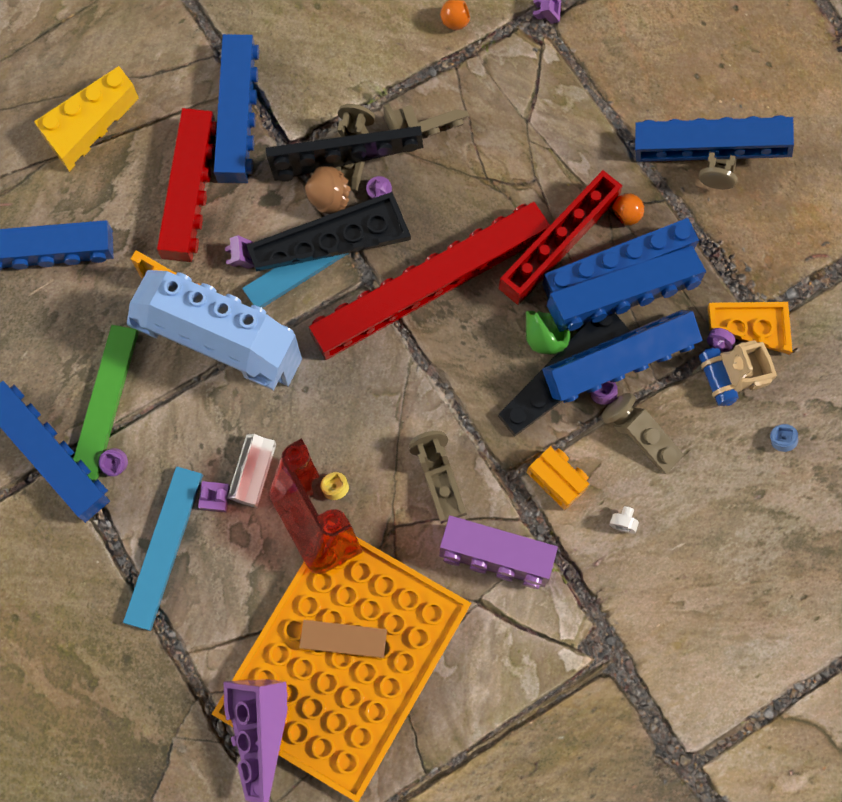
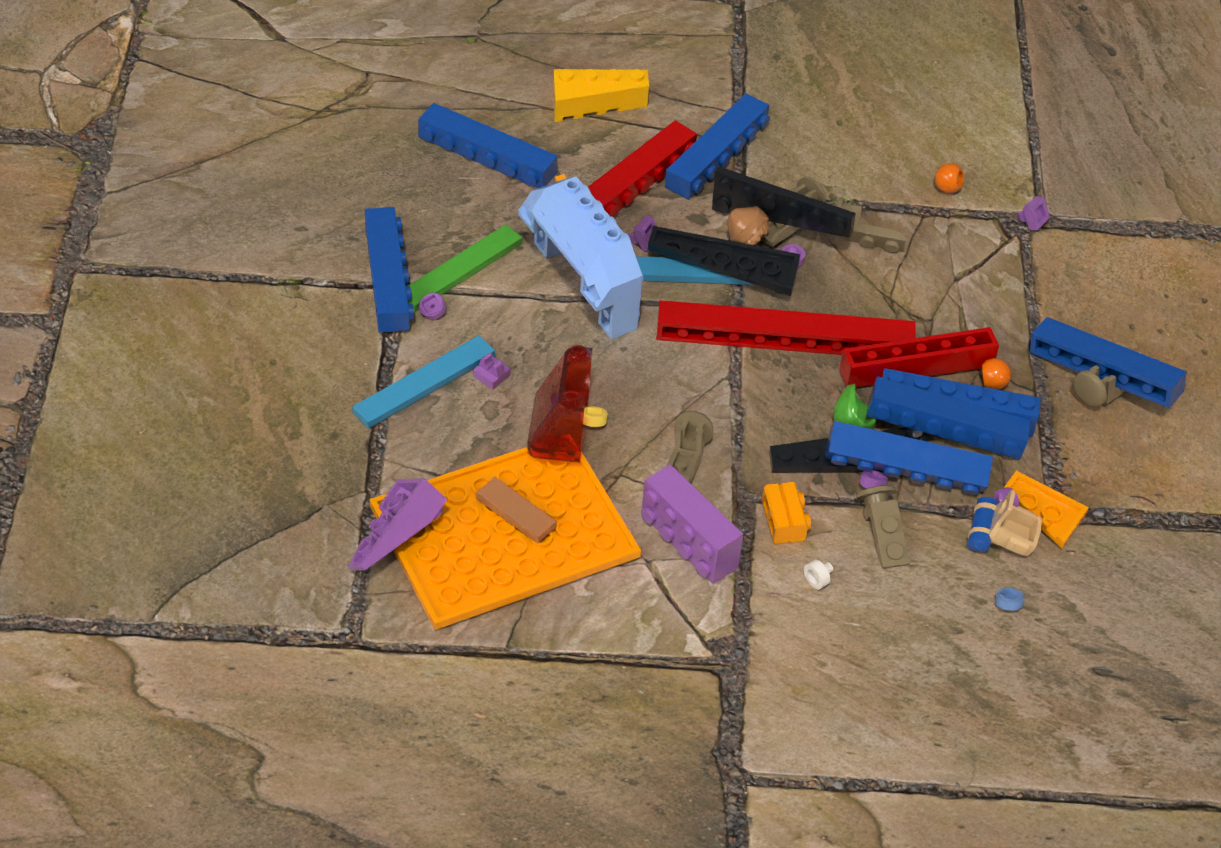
camera: 30 degrees right, 25 degrees down
(252, 470) = (531, 374): piece -> none

